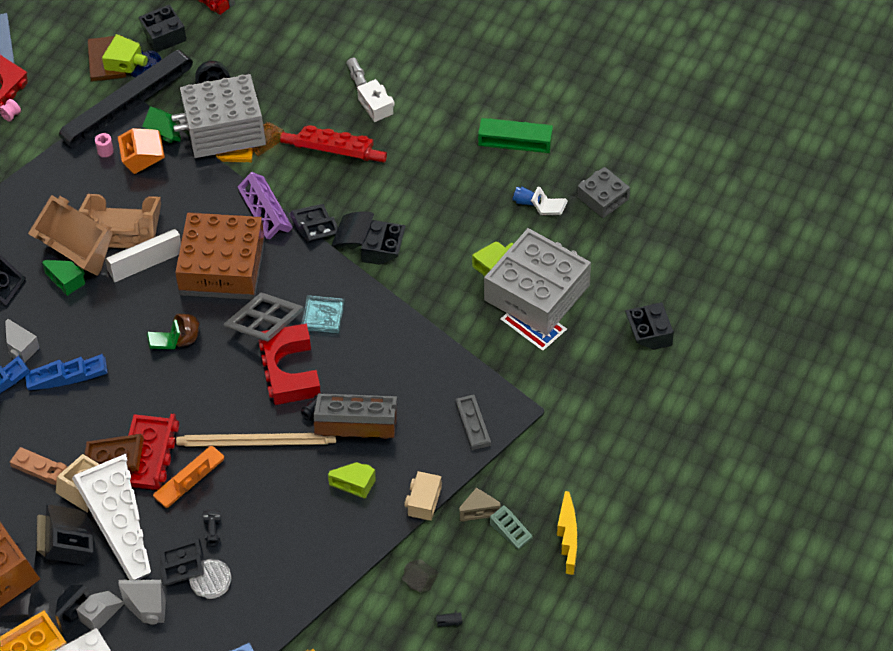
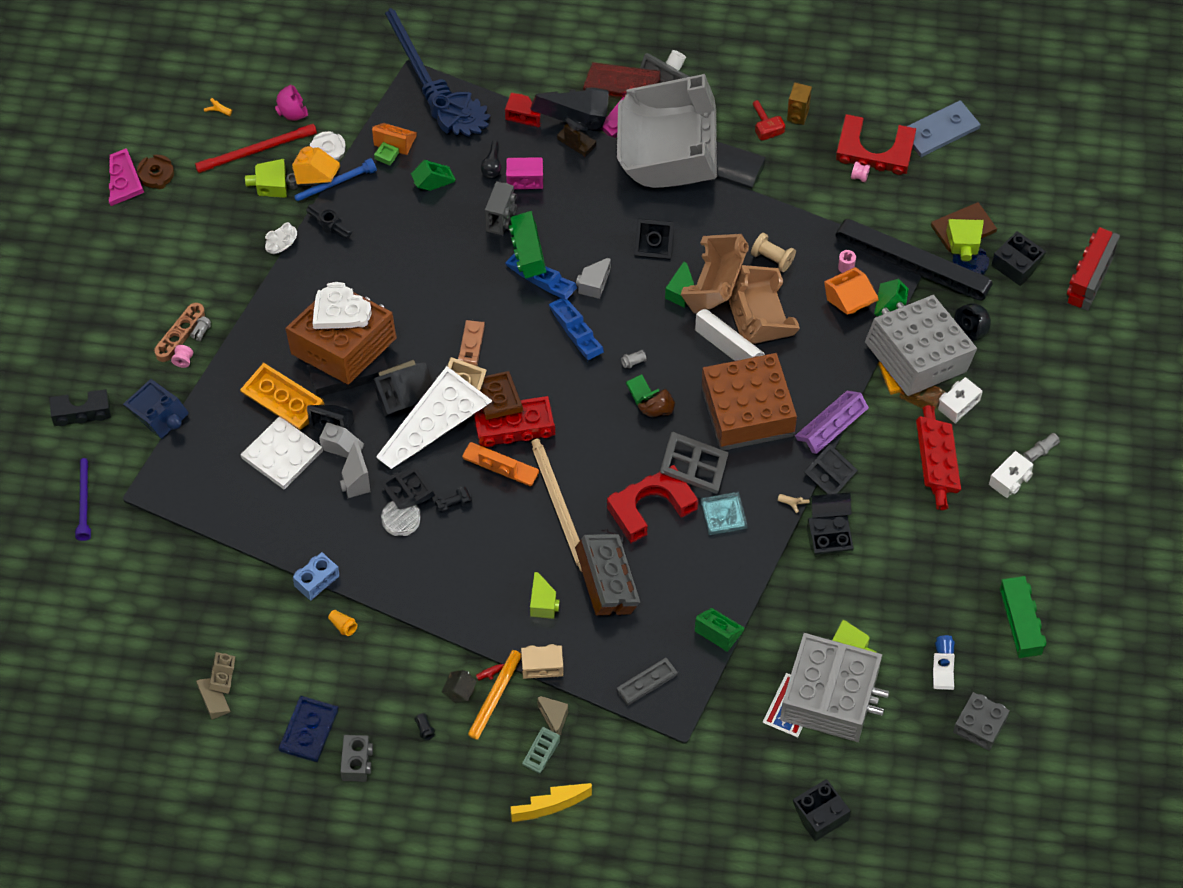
camera: 70 degrees right, 5 degrees up
(69, 192) = (773, 252): none -> tan piece
(124, 340) = (632, 359): none -> light grey pin
(284, 112) = (959, 399): none -> white brick
(333, 260) = (792, 501): none -> tan bar
(411, 550) = (489, 672): none -> red helmet
(438, 549) = (495, 694): none -> light orange axle
(443, 350) = (718, 628): none -> green slope

